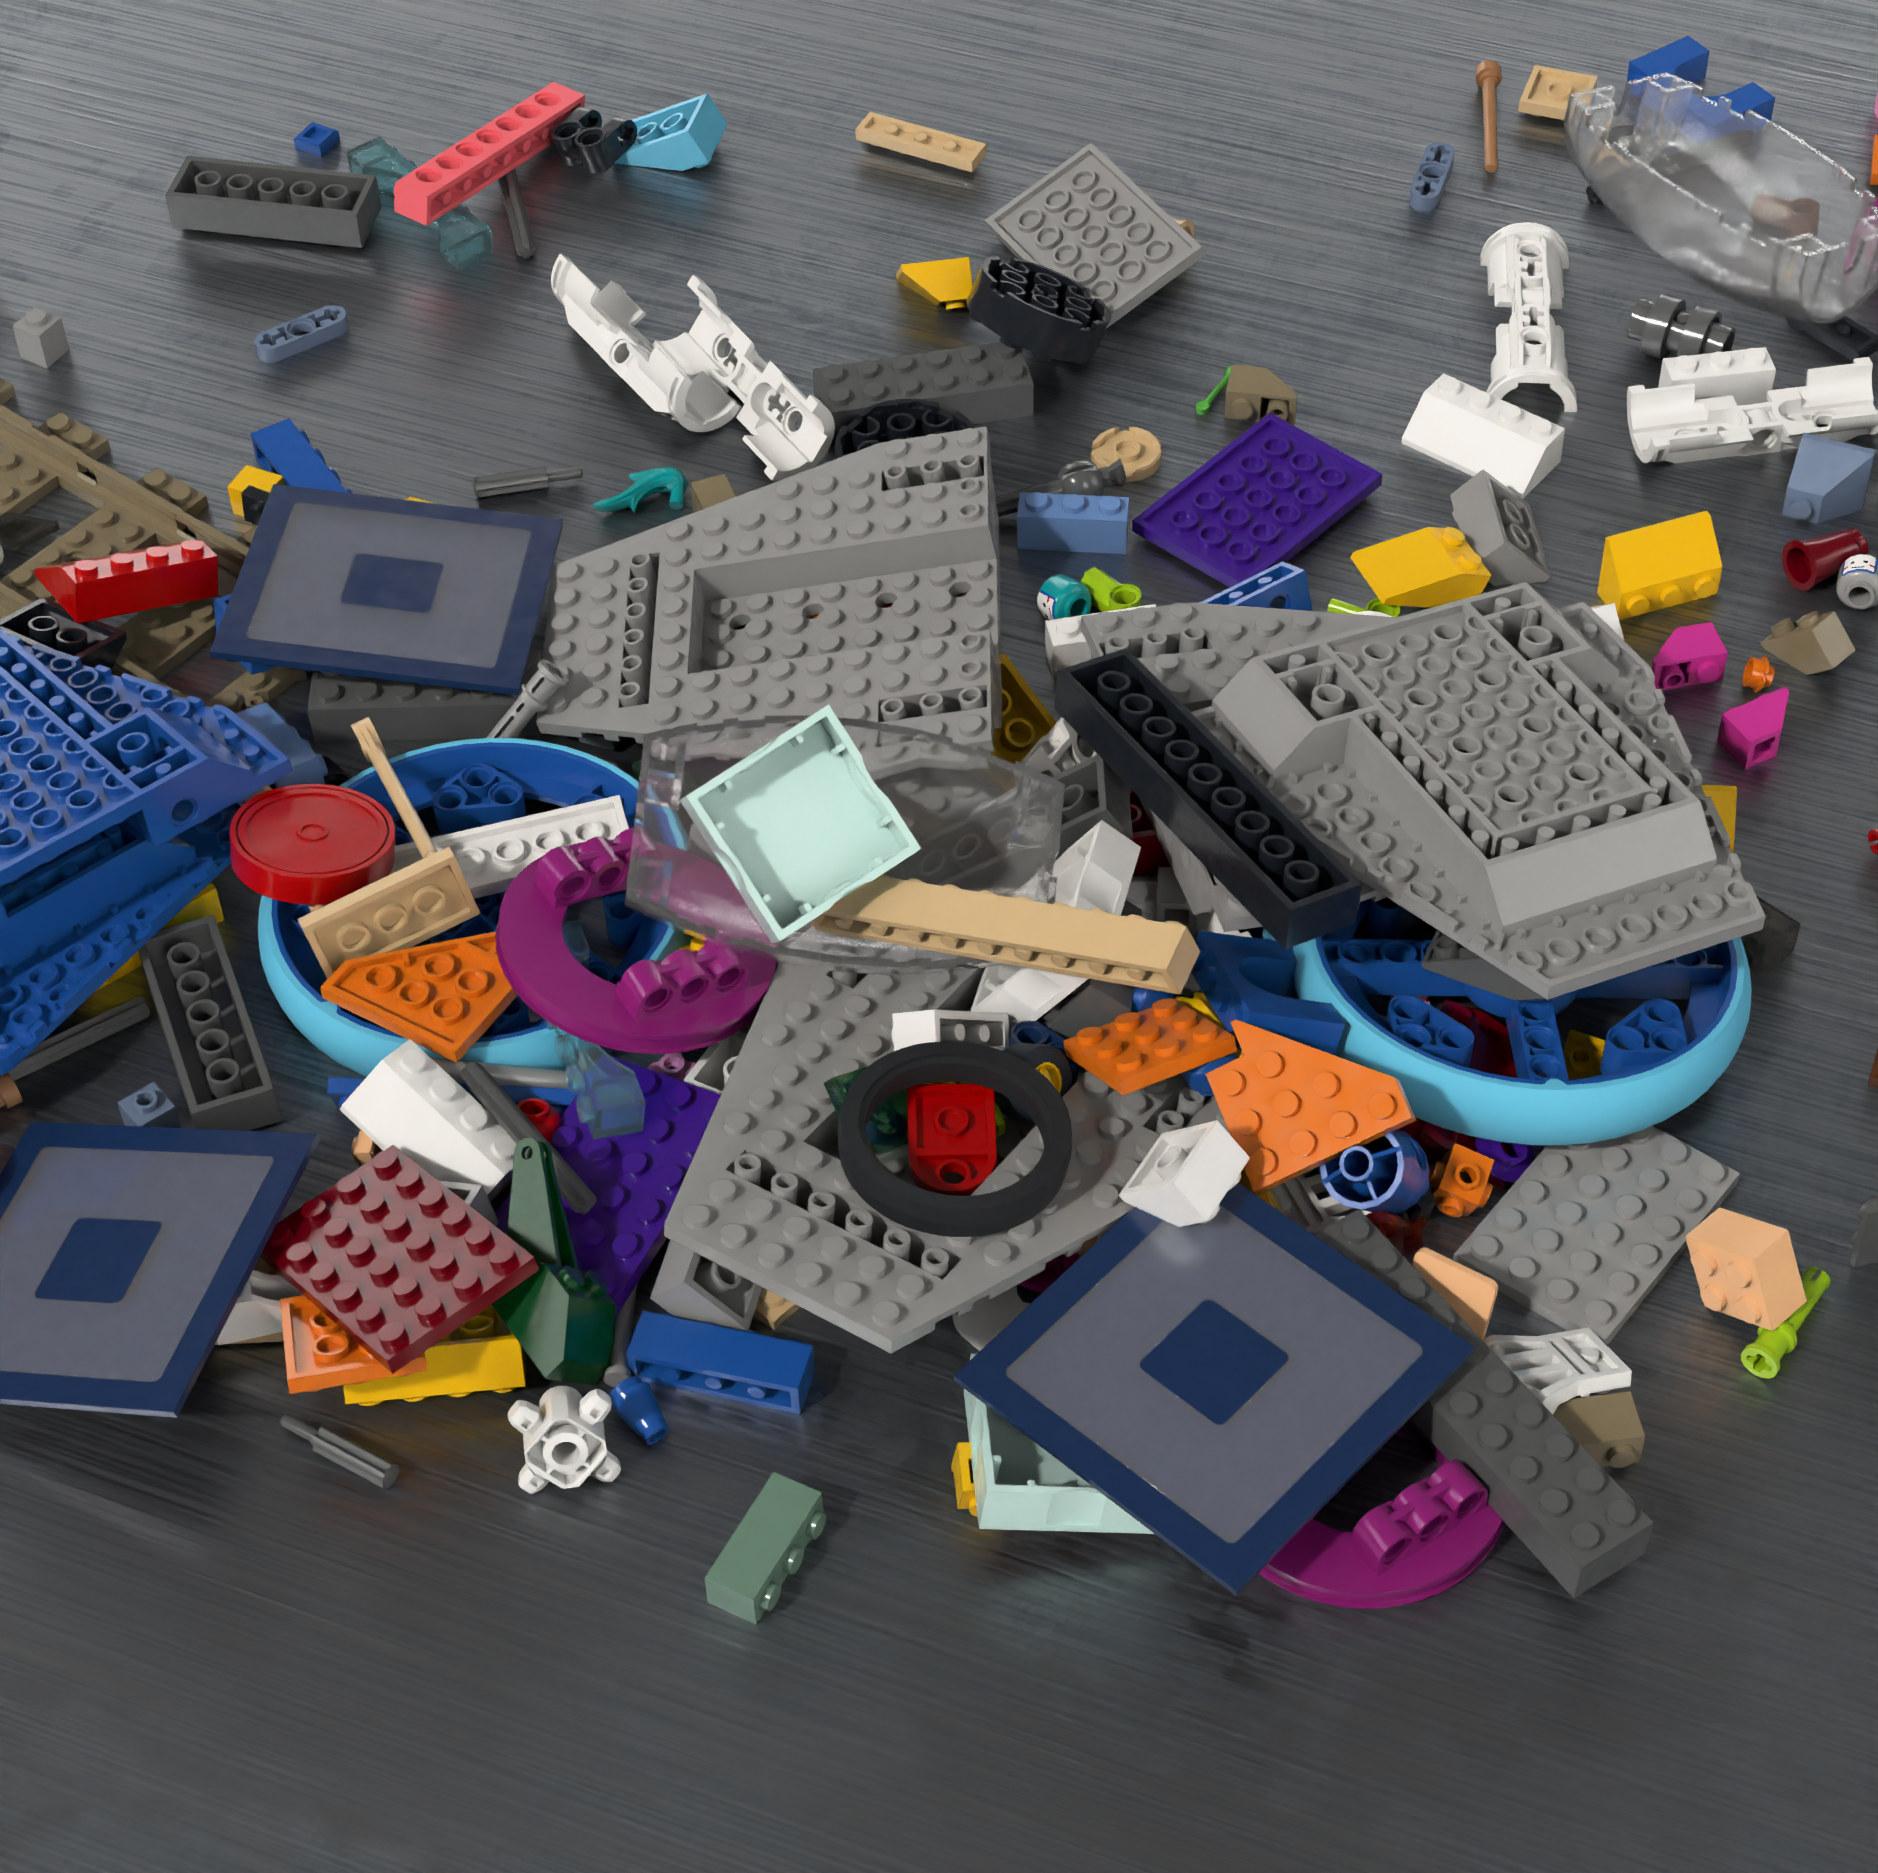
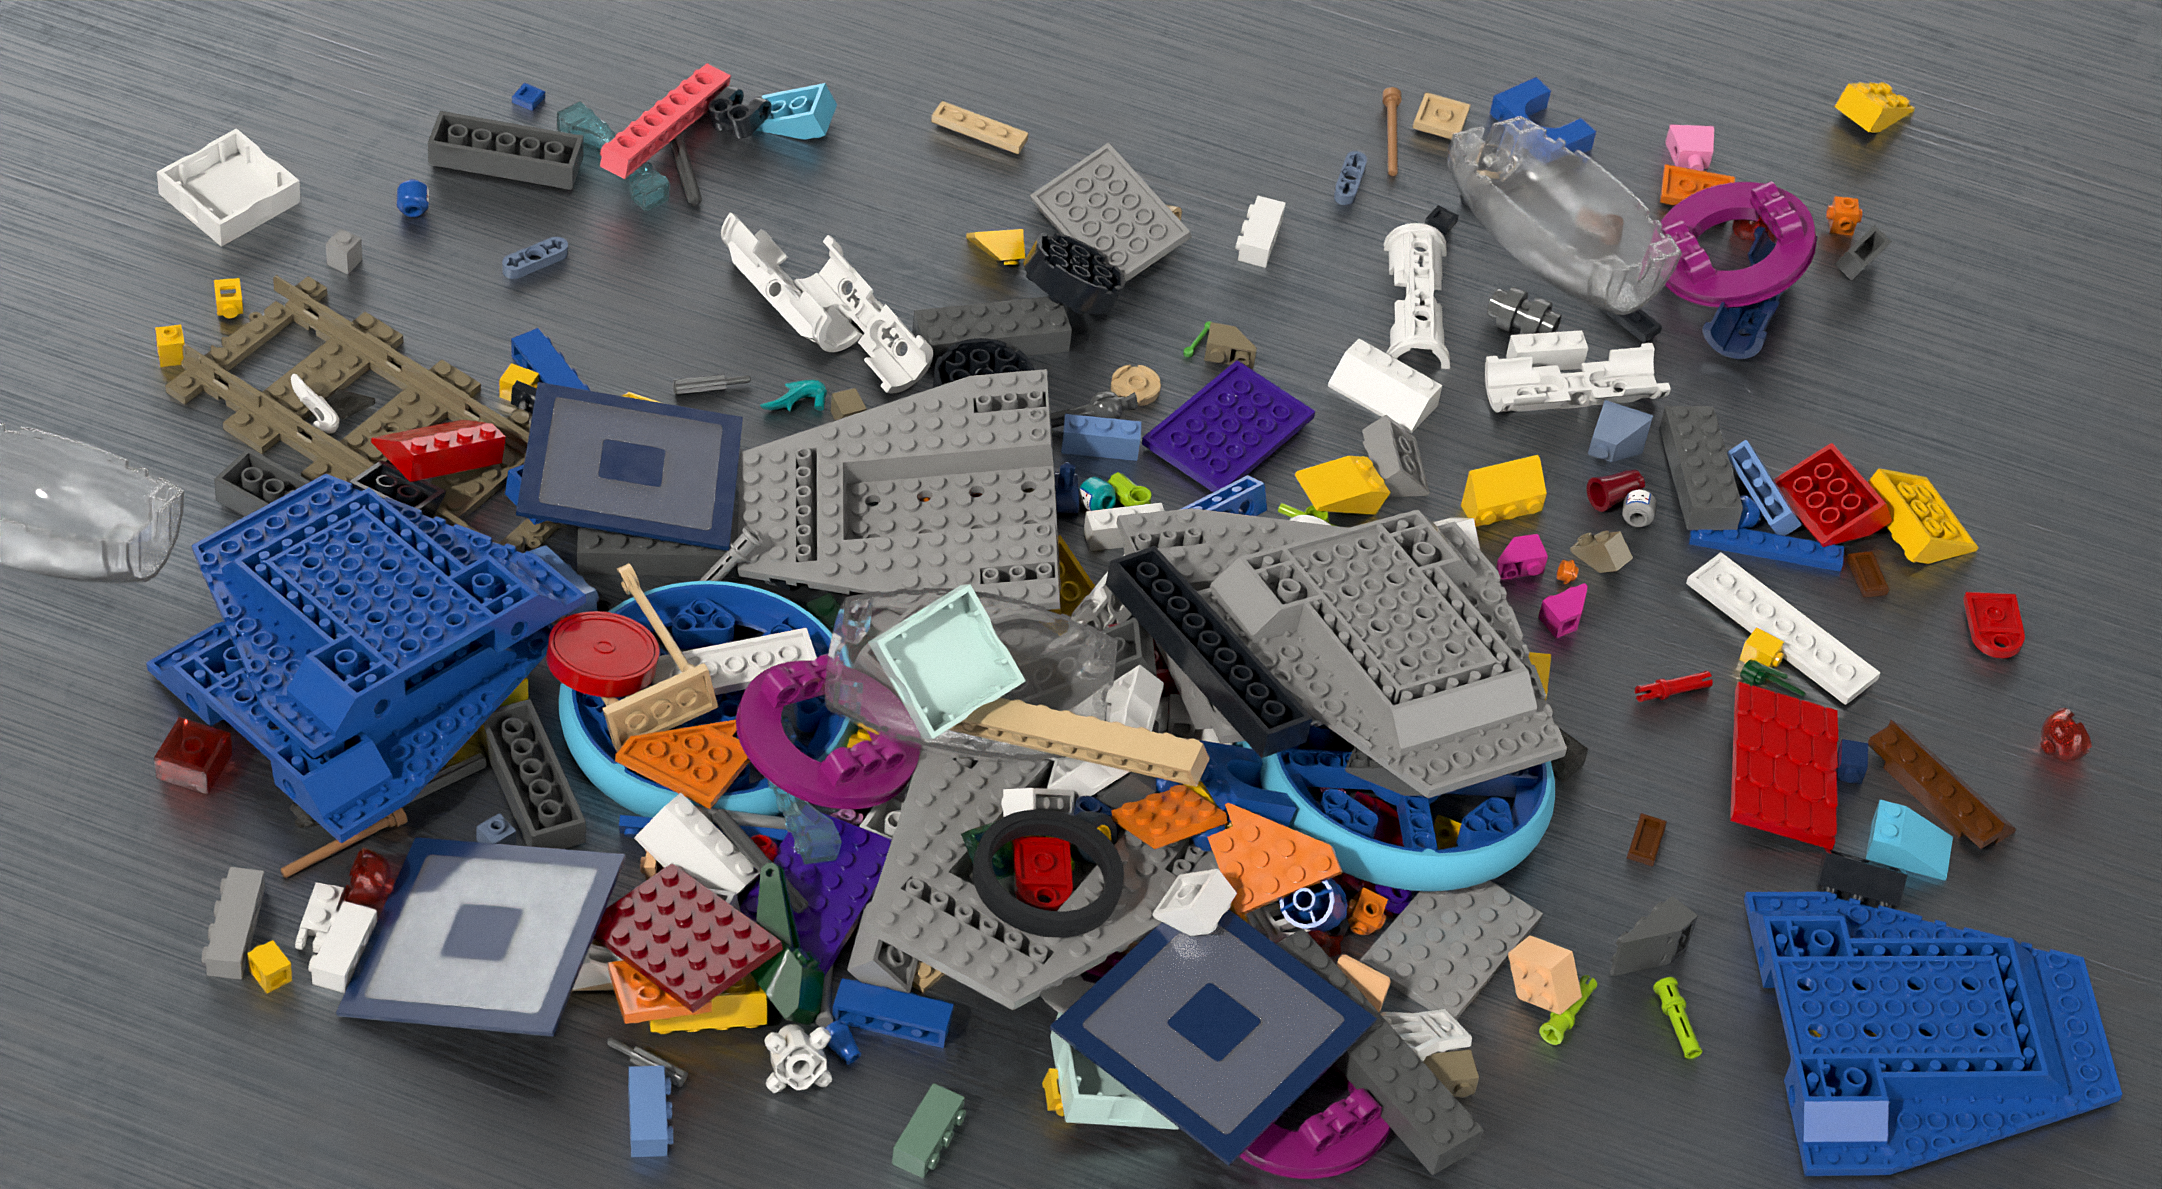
camera: 10 degrees left, 0 degrees up
(143, 267) = (412, 198): none -> blue head
(330, 1530) = (649, 1111): none -> medium blue brick
(1018, 594) = (1067, 489): none -> dark blue beam
(1305, 248) = (1260, 231): none -> white brick
(1562, 219) = (1442, 219): none -> black plate

